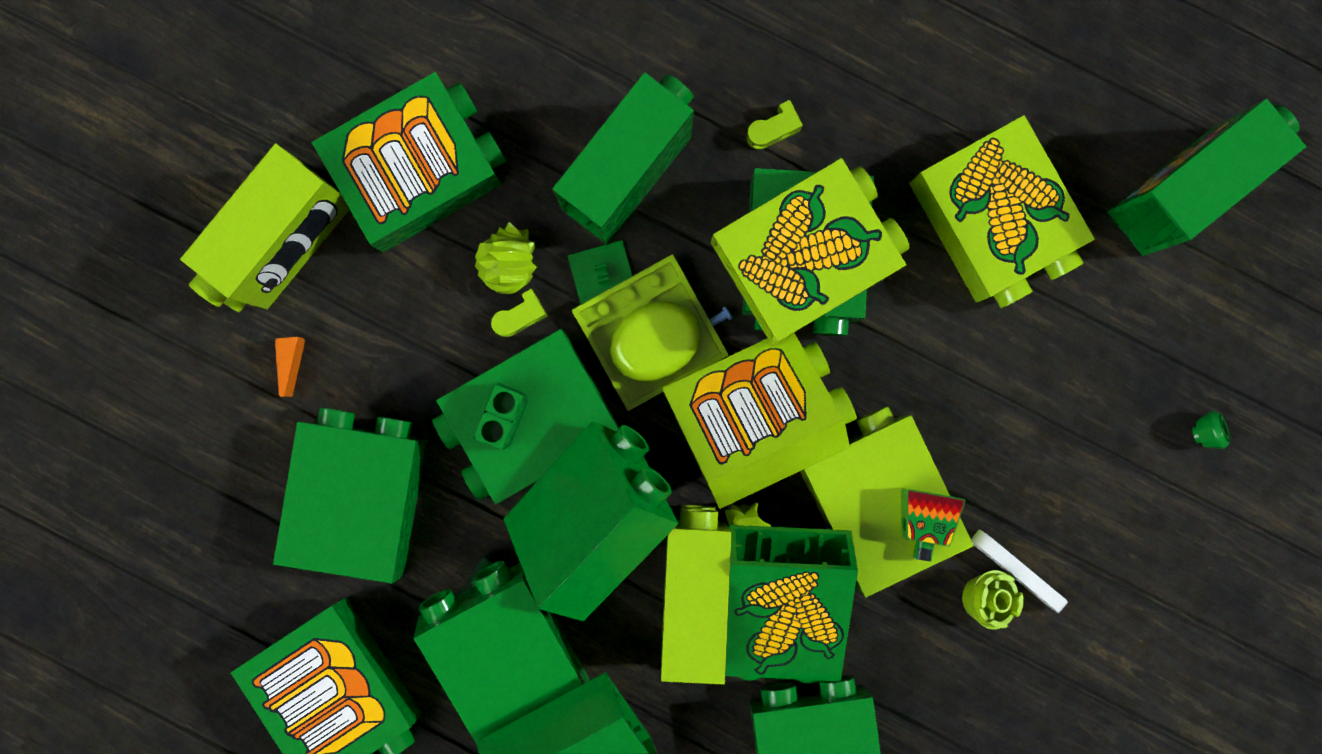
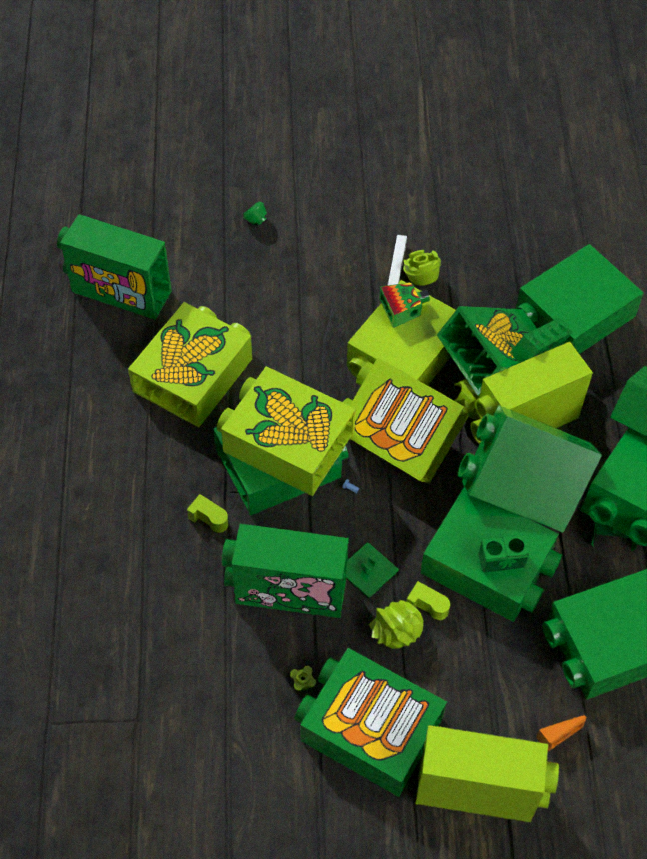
camera: 120 degrees left, 30 degrees down
(510, 132) = (299, 684): none -> lime plate
(649, 332) = (387, 520): lime piece -> none
(758, 657) = (541, 340): none -> green brick

